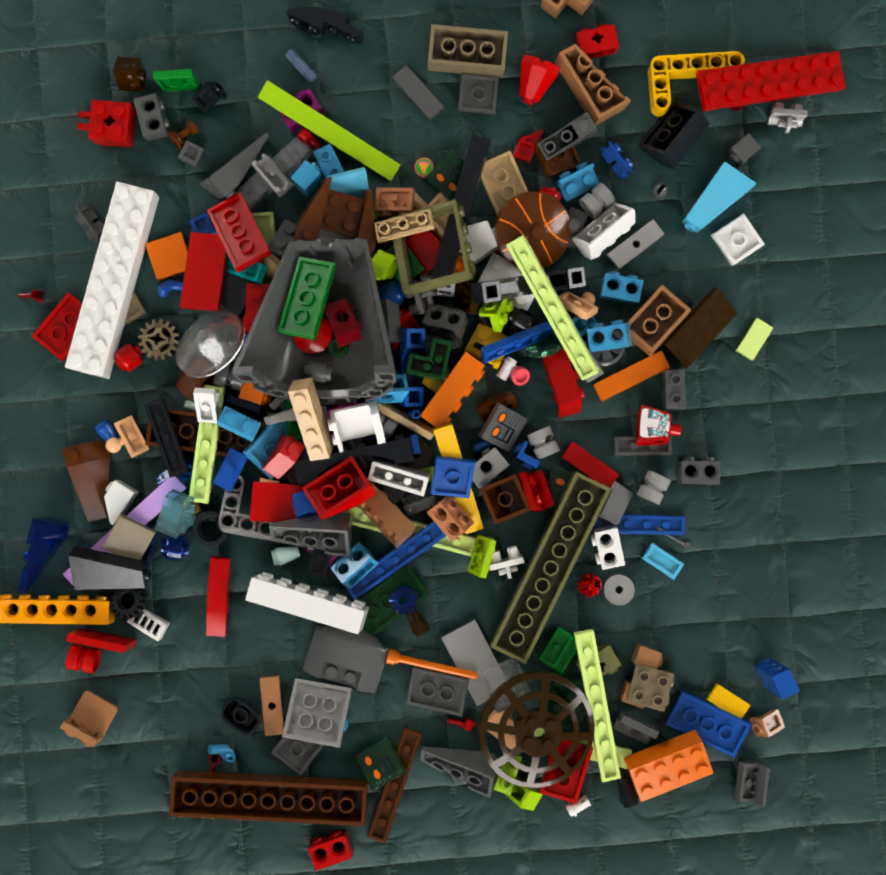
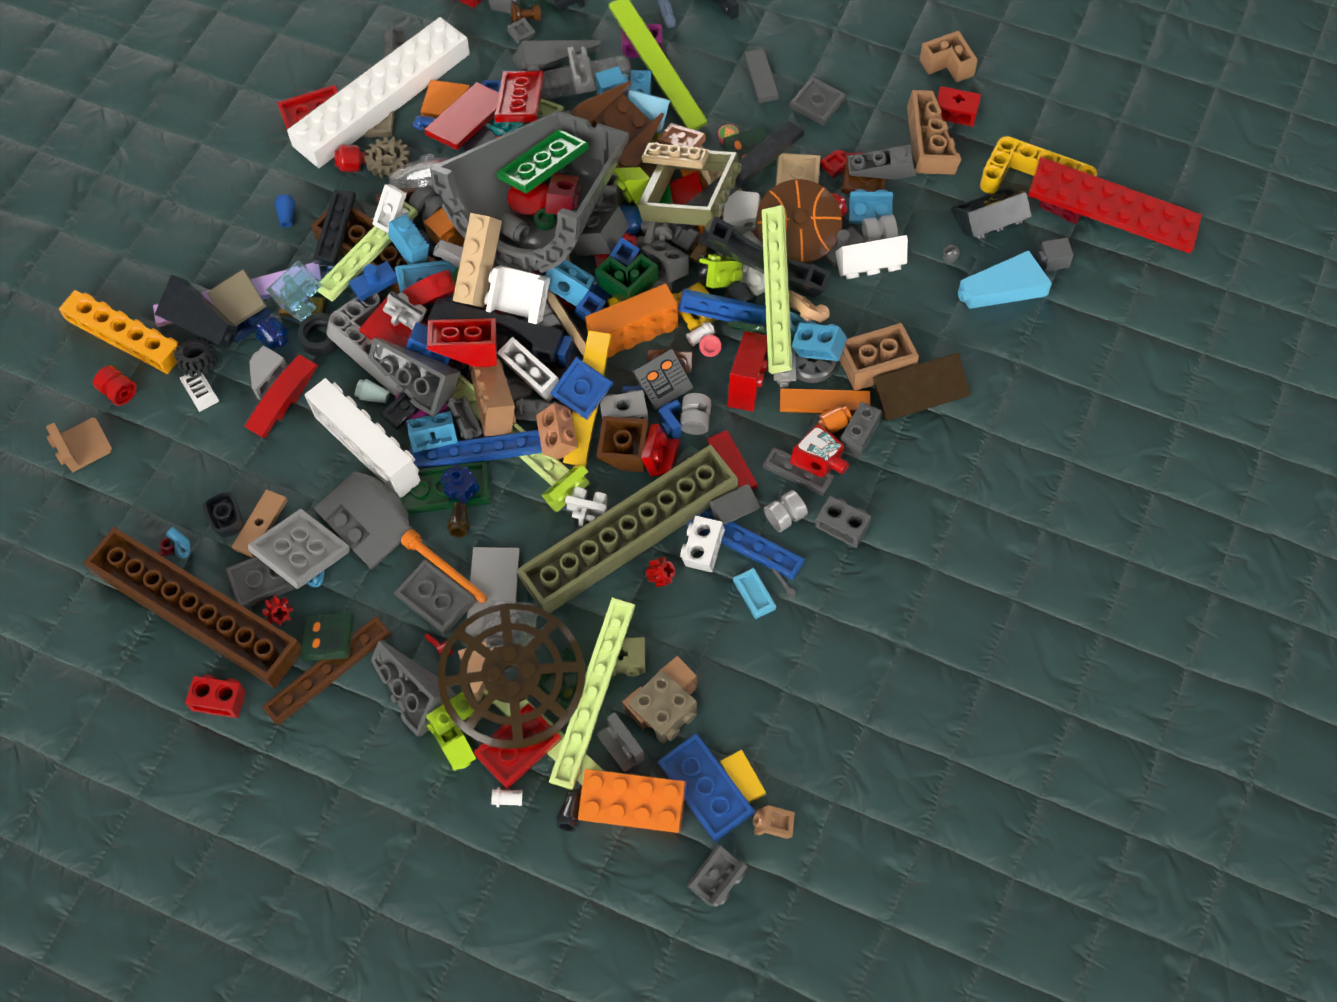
camera: 30 degrees right, 25 degrees down
(34, 295) = (306, 75): dark red hand -> none
(44, 540) = (149, 272): clear blue wedge -> none
(89, 472) = (242, 235): reddish brown wedge -> none
(101, 640) = (144, 373): red tile -> none
(118, 499) = (254, 263): white slope -> none
(129, 437) = (301, 222): light nougat plate -> none
(190, 582) = (264, 370): none -> light grey slope
(276, 491) = (402, 311): none -> light grey hips
(305, 135) = (633, 57): red arm -> none
(332, 765) = (283, 610): none -> red gear
(371, 539) = (464, 418): none -> dark grey hinge
(415, 412) = (581, 326): blue arm -> none
(467, 50) = (827, 58): dark tan brick -> none
(536, 78) = (880, 106): red cone -> none
(559, 650) = (586, 621): green plate -> none
(621, 294) = (857, 319): dark azure brick -> none
(623, 164) = (921, 201): blue hinge -> none
(625, 595) = (689, 587): light grey piece -> none
(643, 237) = (898, 286): light grey tile -> none
(649, 390) = (835, 419): none -> orange brick
(737, 239) = (1008, 332): white tile -> none
(754, 339) = (975, 428): yellowish green tile -> none
(777, 678) = (808, 759): blue brick -> none
(787, 118) = (1117, 246): light grey hips -> none

